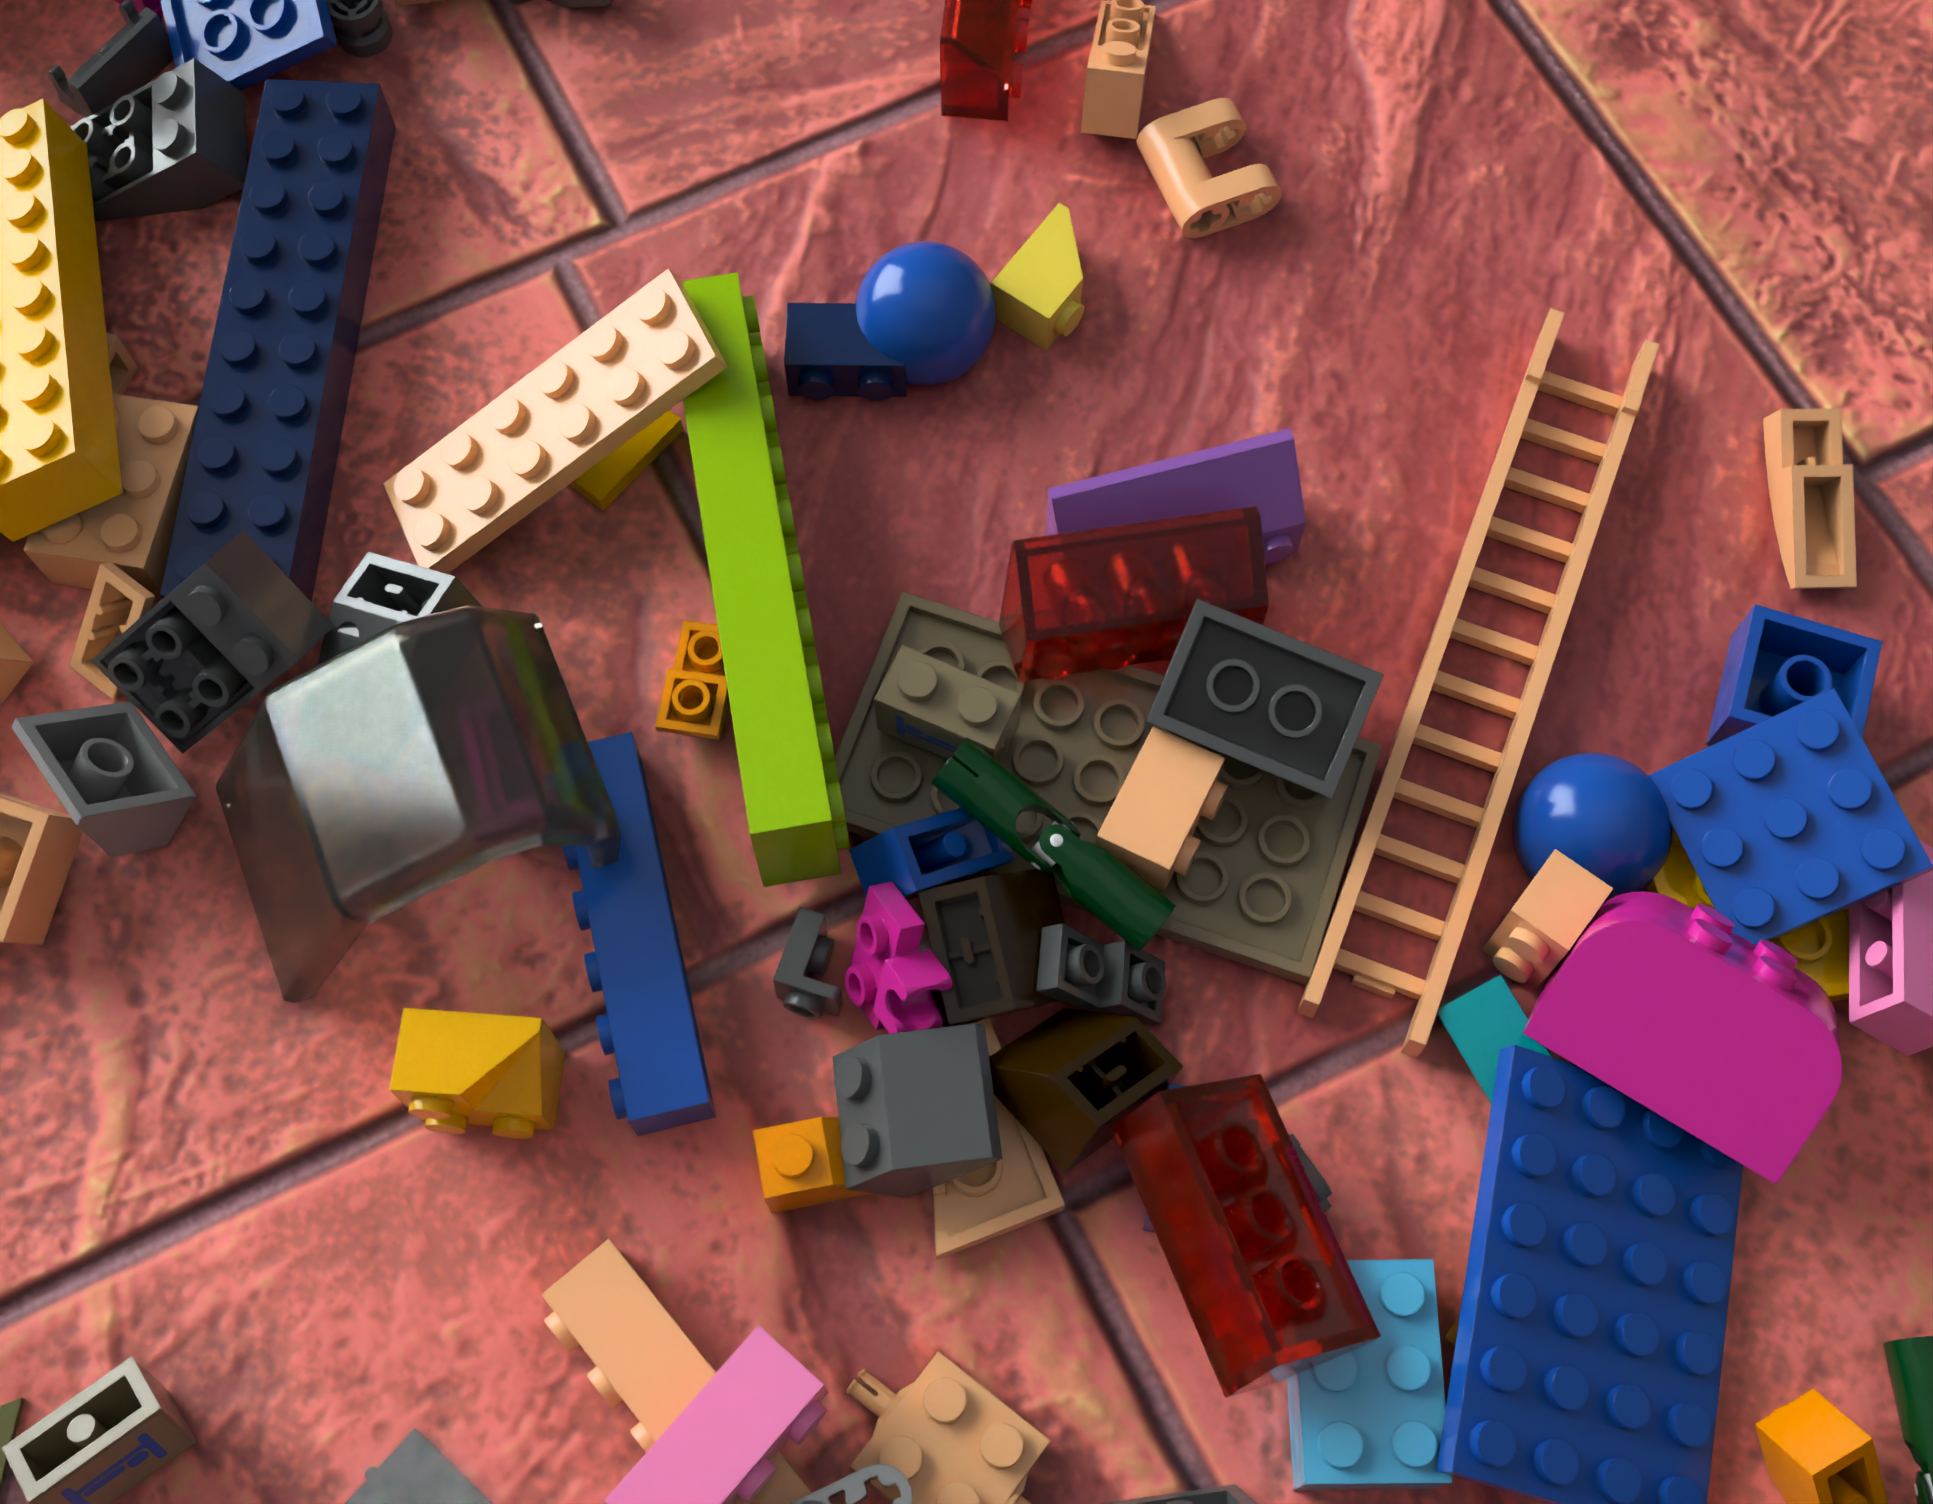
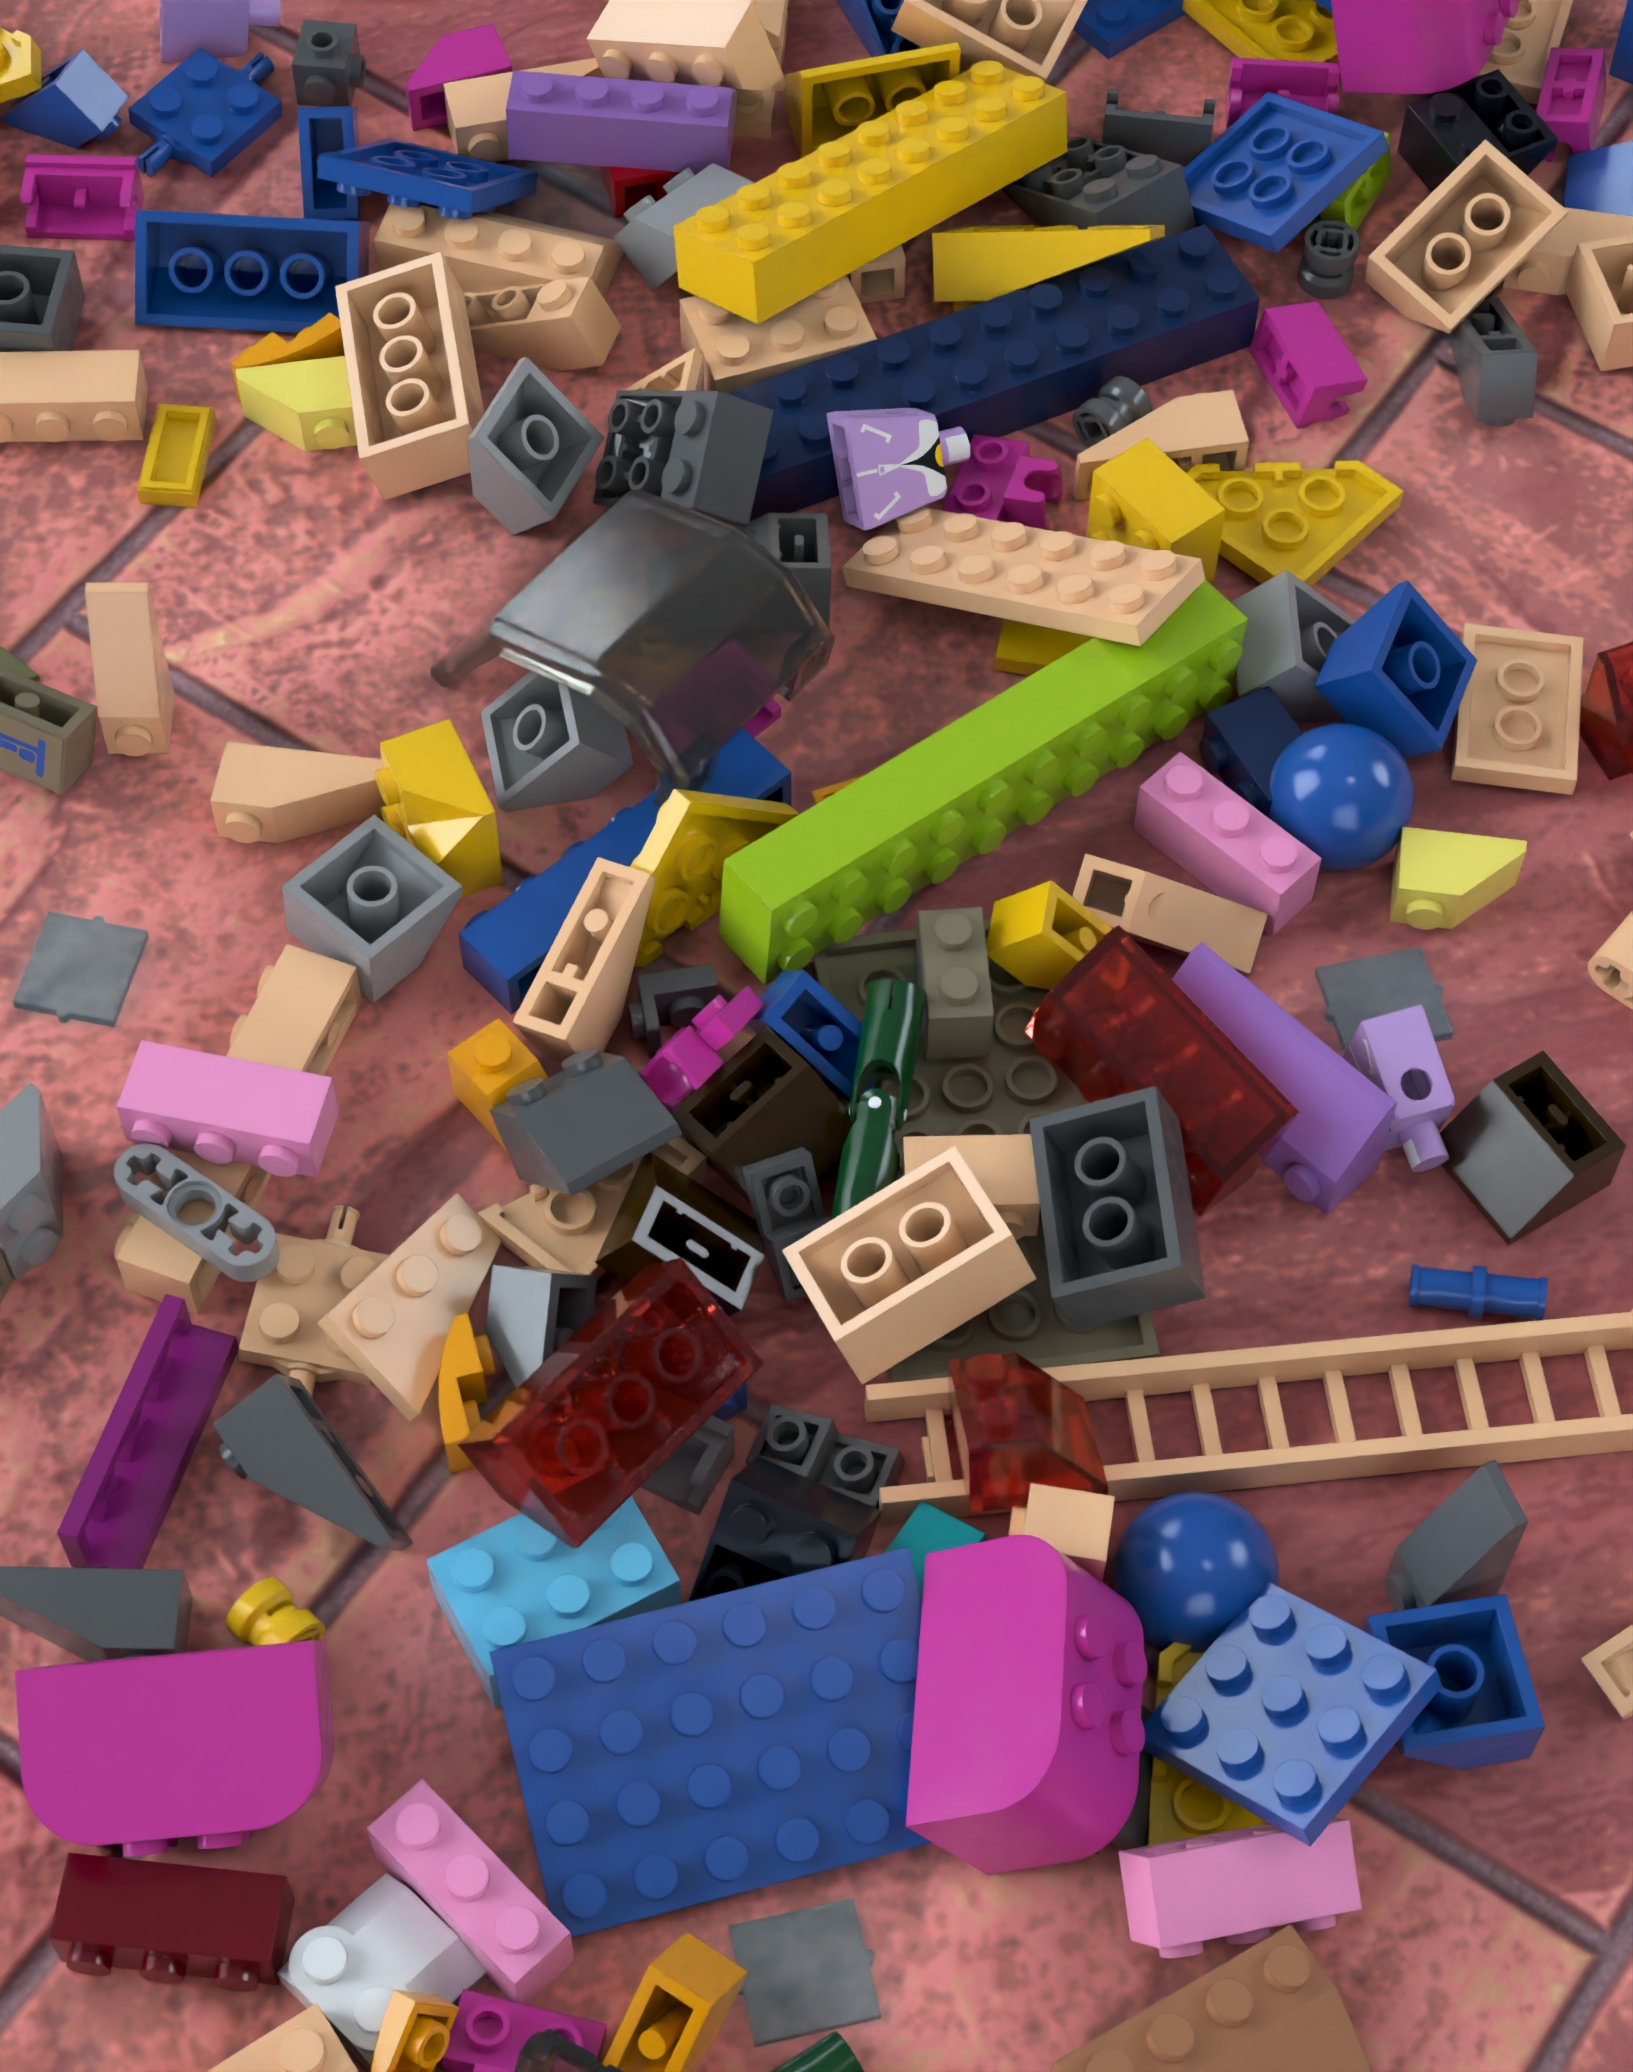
camera: 60 degrees right, 10 degrees down
(113, 1301) = (129, 669): none -> light nougat slope
(177, 263) = (992, 261): none -> yellow wedge
(347, 469) = (891, 462): none -> lavender torso
(349, 1204) = (291, 792): none -> light nougat slope
(407, 275) = (1105, 416): none -> dark grey wheel
(418, 401) = (1005, 483): none -> dark pink plate
(450, 939) = (551, 744): none -> light grey slope
(454, 94) = (1305, 362): none -> dark pink hinge
(477, 229) = (1187, 429): none -> light nougat slope
(541, 1189) = (371, 905): none -> light grey slope
(554, 289) = (1155, 506): none -> yellow slope
(601, 203) = (1295, 515): none -> yellow plate
(691, 894) = (688, 855): none -> yellow plate
(739, 1014) = (589, 965): none -> light nougat slope
(769, 258) = (1288, 643): none -> light grey slope
(843, 201) = (1399, 672): none -> blue slope
(909, 141) = (1520, 710): none -> light nougat plate
(914, 424) = (1225, 841): none -> bright pink brick
(950, 607) = (1042, 934): none -> yellow slope
(954, 513) = (1169, 912): none -> light nougat slope
(1000, 1362) = (404, 1308): none -> light nougat wing
(1095, 1256) = (535, 1314): none -> slope
(1096, 1351) = (462, 1387): none -> light orange slope
(1124, 397) = (1378, 987): none -> clear light blue piece
(1225, 897) = (909, 1264): none -> light nougat slope
(1232, 407) = (1404, 1062): none -> lavender torso
(1338, 1072) = (820, 1453): none -> dark grey slope
(1339, 366) = (1530, 1148): none -> dark brown slope
(1416, 1150) = (780, 1528): none -> black slope
(1427, 899) = (1018, 1430): none -> clear red slope
(1438, 479) = (1477, 1292): none -> blue pin
(1701, 616) = (1460, 1546): none -> dark grey slope
(1805, 1337) = (805, 1972): none -> clear light blue piece

